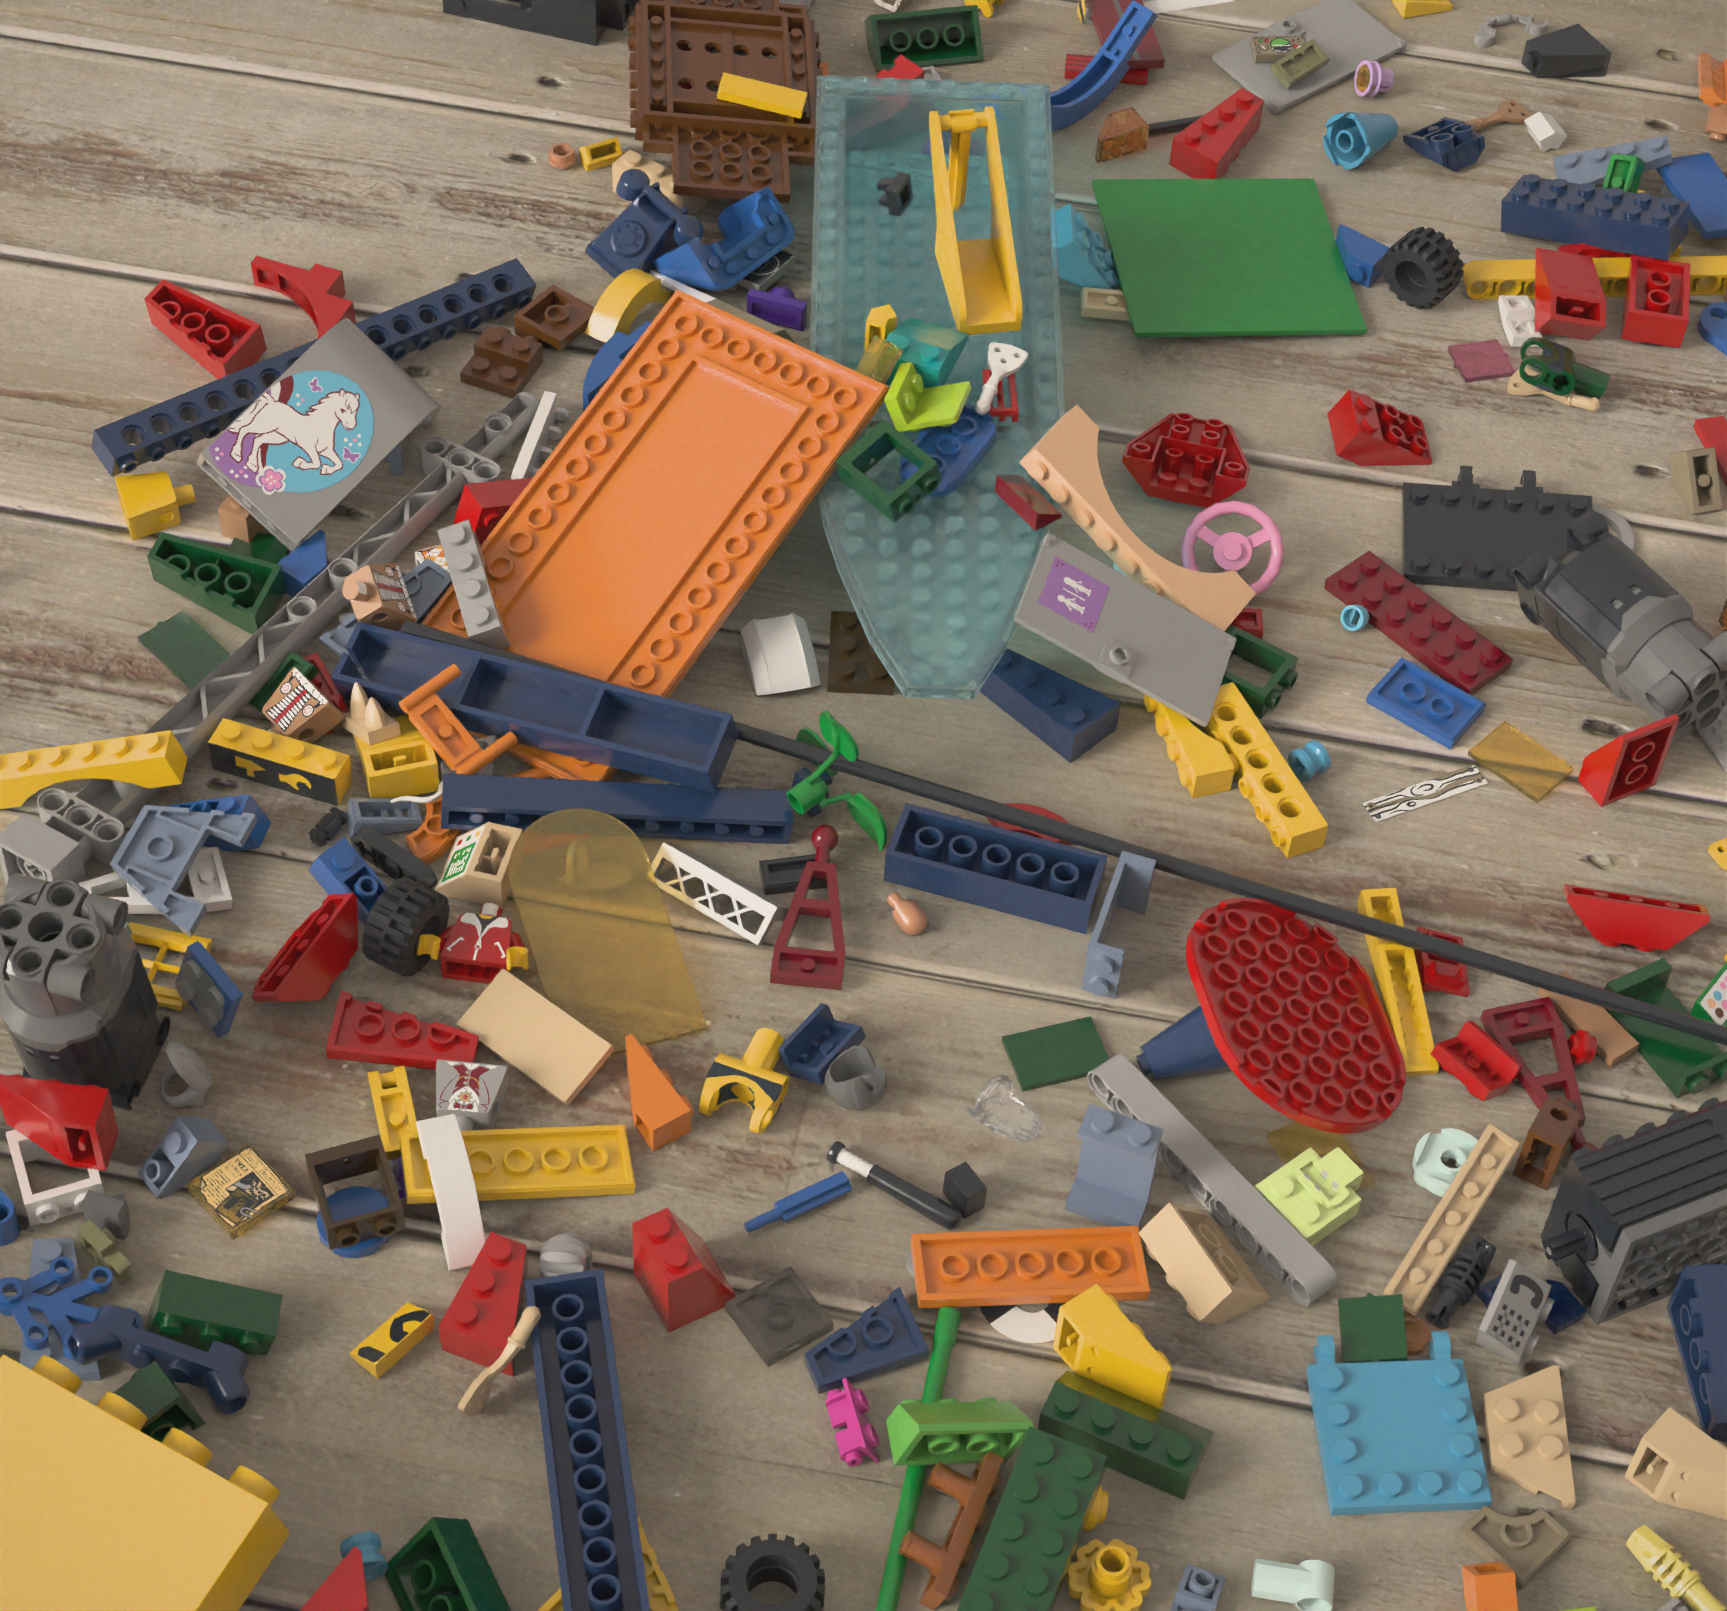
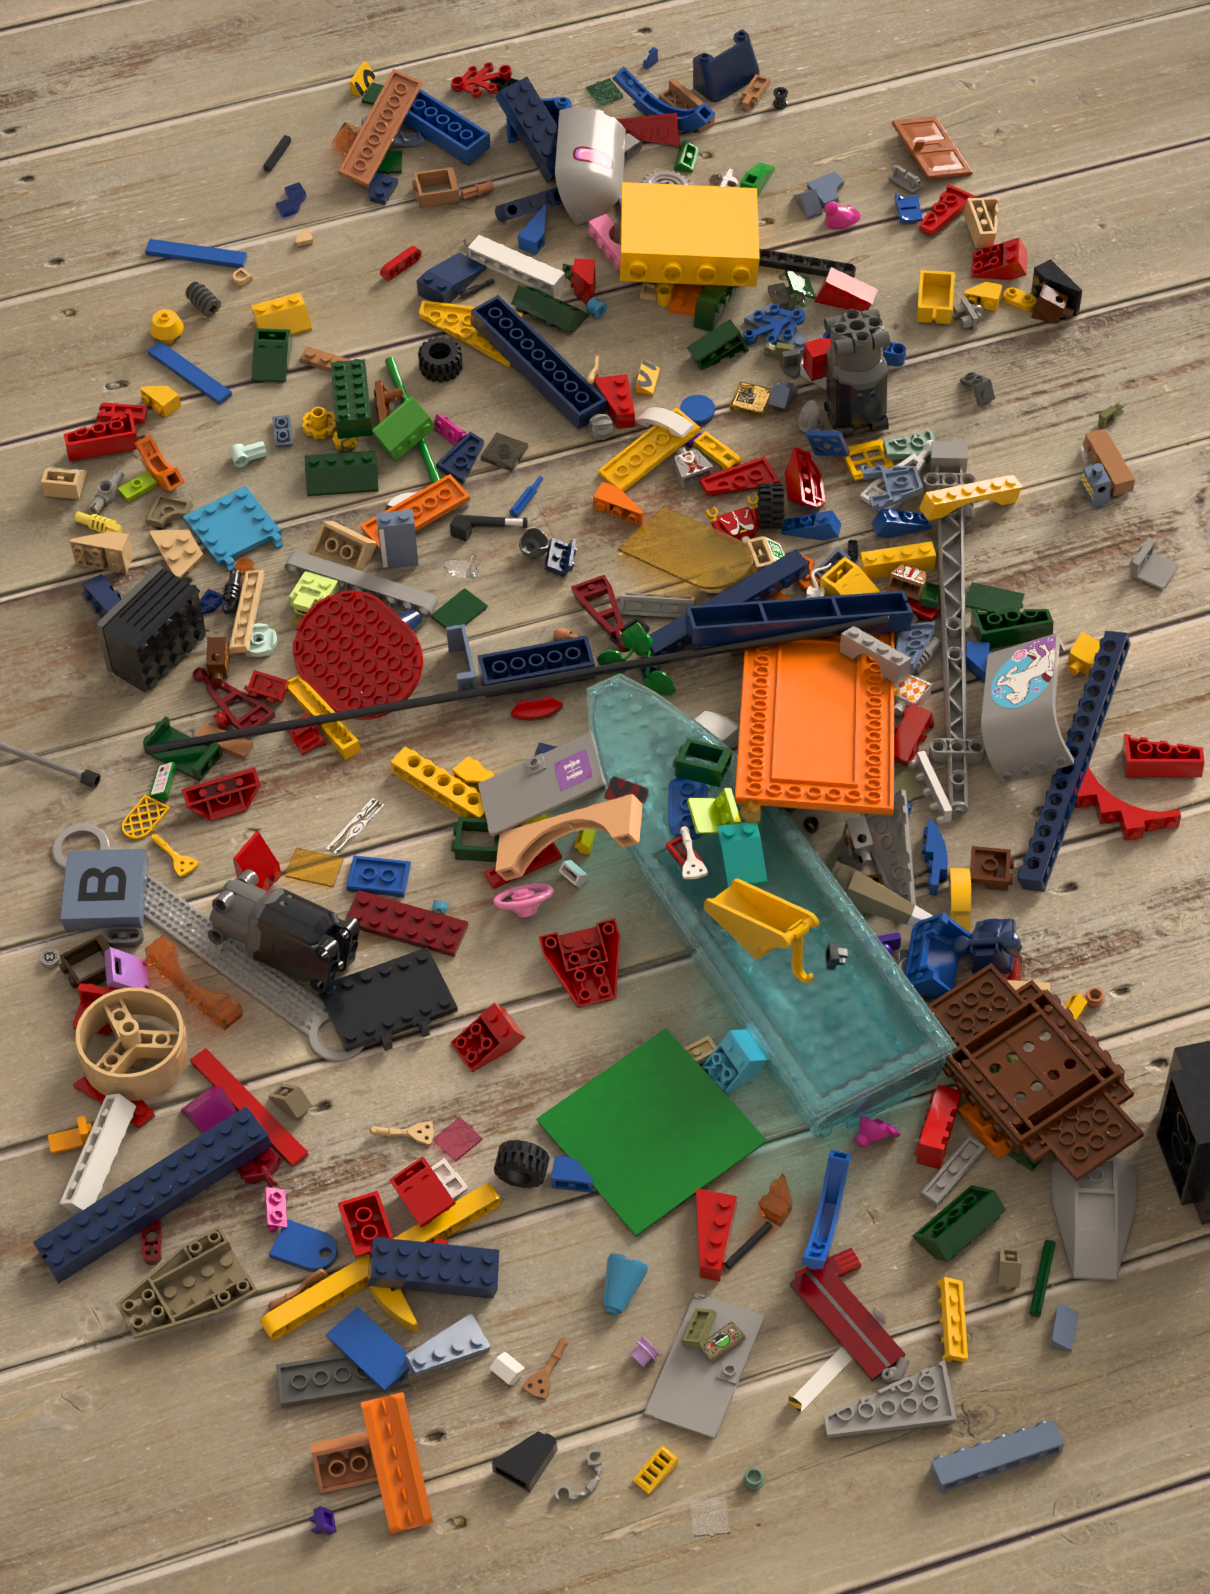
camera: 155 degrees right, 5 degrees up
(115, 1335) = (742, 318): dark blue plate -> none
(331, 1166) = (713, 416): dark brown window -> none
(368, 719) = (867, 585): tan tile -> none
(379, 596) = (914, 626): medium nougat torso -> none
(391, 857) = (820, 547): black beam -> none
(445, 731) = (828, 587): orange plate -> none
(502, 362) = (997, 831): reddish brown plate -> none
(535, 1037) = (682, 503): tan tile -> none
(677, 1270) = (551, 437): red slope -> none
(748, 1081) = (581, 530): yellow connector -> none
(762, 95) = (991, 1048): yellow tile -> none
(880, 323) = (772, 852): yellow piece -> none
(1110, 1349) = (361, 488): yellow slope -> none
(1309, 760) = (420, 804): dark azure wheel -> none
(1372, 1329) = (260, 556): dark green piece -> none
(1447, 143) = (568, 1315): dark blue slope -> none
(1513, 1313) = (204, 574): light grey slope -> none
(1560, 370) = (402, 1138): dark green connector -> none
(1624, 172) = (431, 1327): green slope -> none

